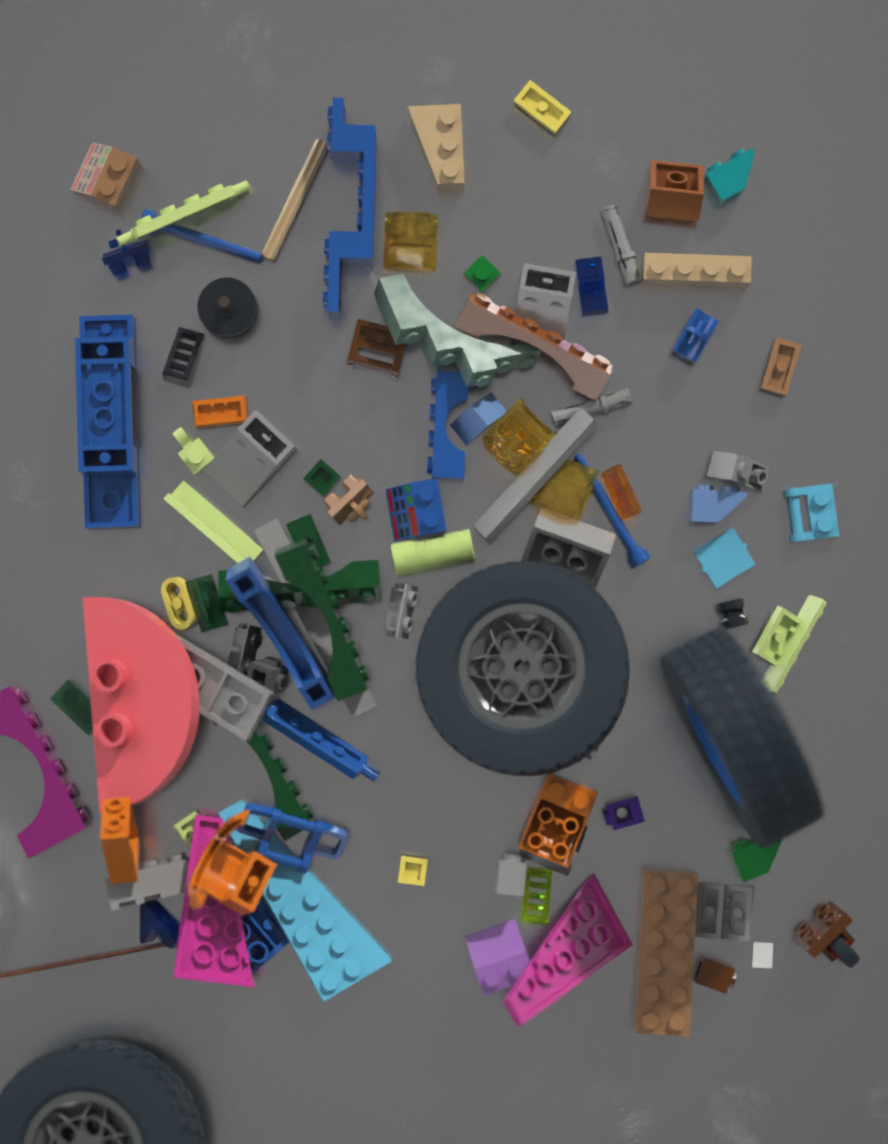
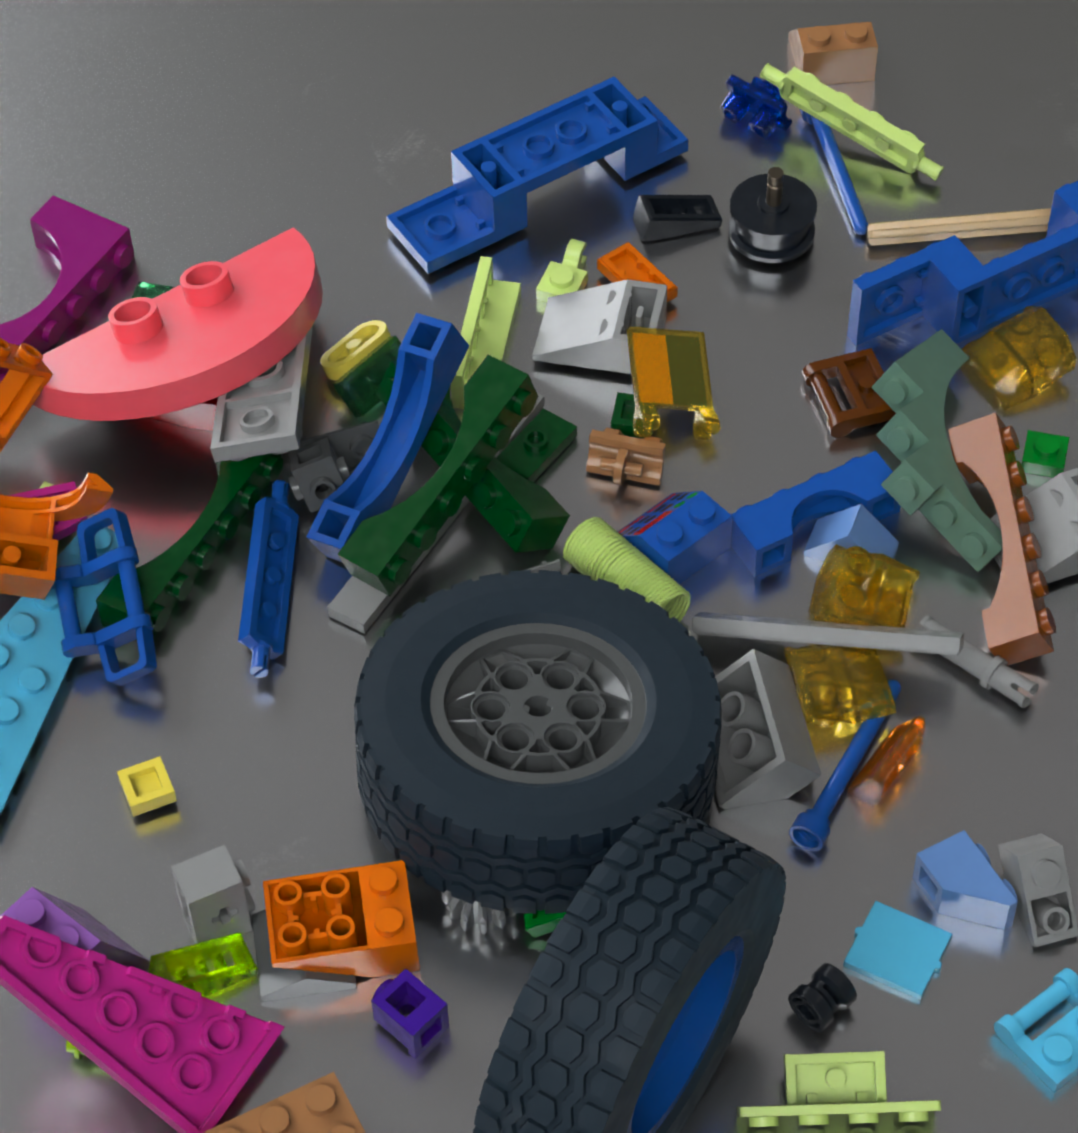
camera: 60 degrees right, 35 degrees down
(317, 447) = (673, 374): none -> clear yellow flag

